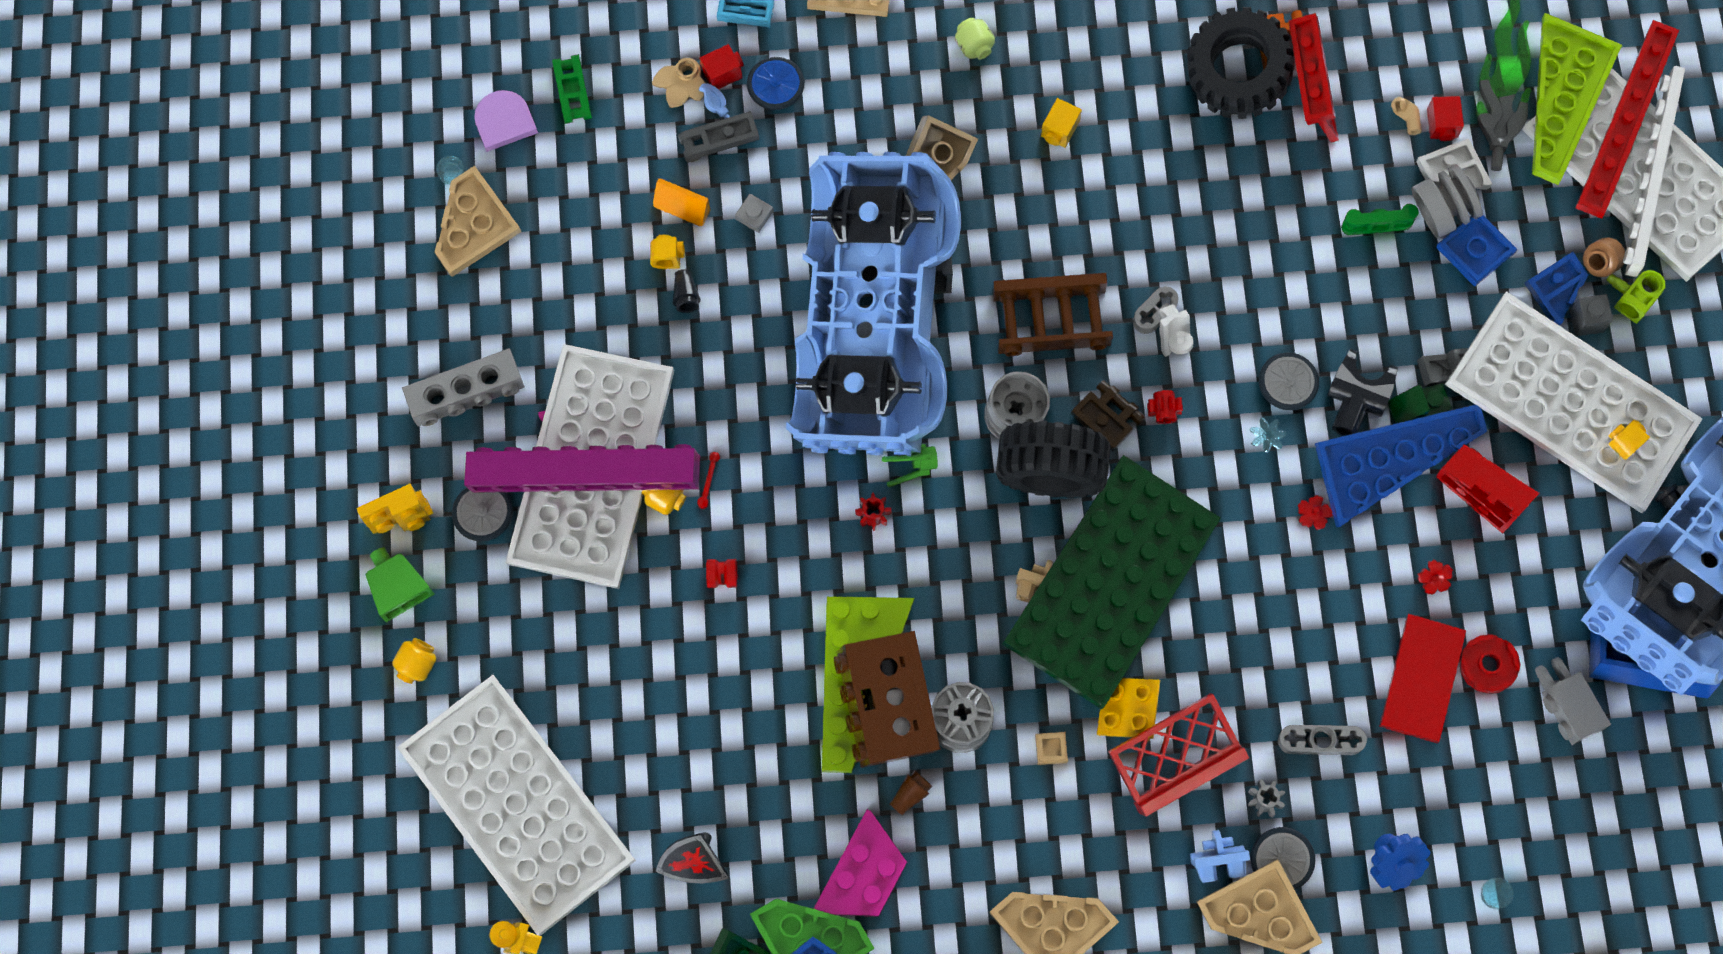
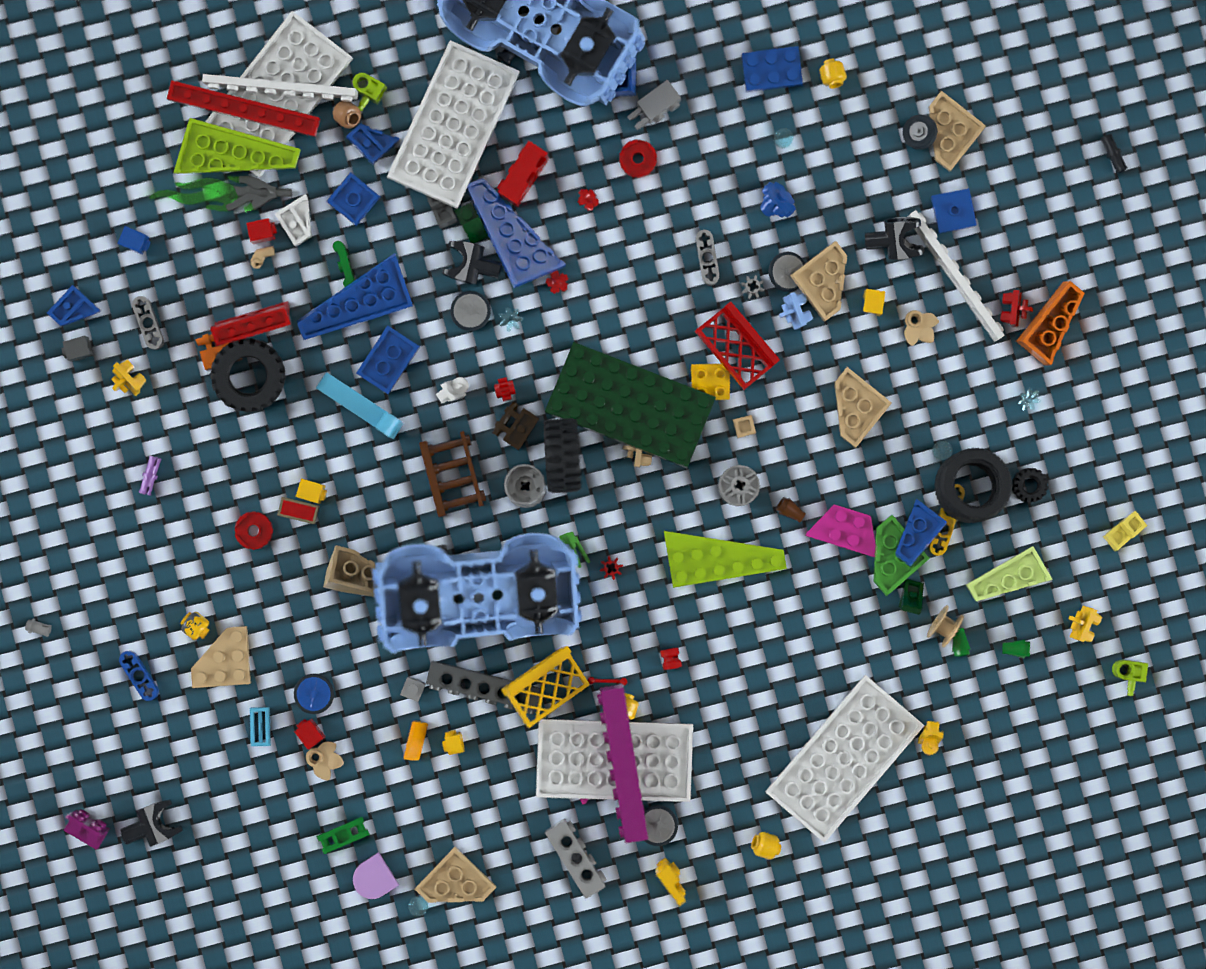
camera: 100 degrees left, 15 degrees up
(395, 584) = (717, 871): bright green torso -> none
(685, 294) = (481, 723): black cone -> none
(692, 861) = (860, 638): shield -> none
(712, 371) = (435, 681): none -> dark grey brick
(714, 100) = (335, 733): light blue piece -> none
(719, 136) = (361, 724): dark grey plate -> none
(740, 374) = (537, 672): none -> yellow fence
(894, 711) = (739, 535): reddish brown piece -> none
(974, 38) = (257, 561): yellowish green head -> none
(1022, 58) = (242, 530): none -> red tile
(1036, 105) = (298, 510): none -> red tile
(1144, 230) = (360, 405): none -> medium azure beam
(1150, 305) = (432, 409): light grey beam -> none
(1233, 256) = (388, 360): none -> blue plate
(1328, 239) = (368, 297): none -> blue wing
(1422, 678) = (655, 199): red tile -> none
(1451, 199) = (327, 222): light grey wheel -> none
(1591, 315) = (389, 118): dark grey brick -> none
(1610, 896) = (772, 69): none -> blue plate
(1628, 439) = (476, 87): yellow plate -> none

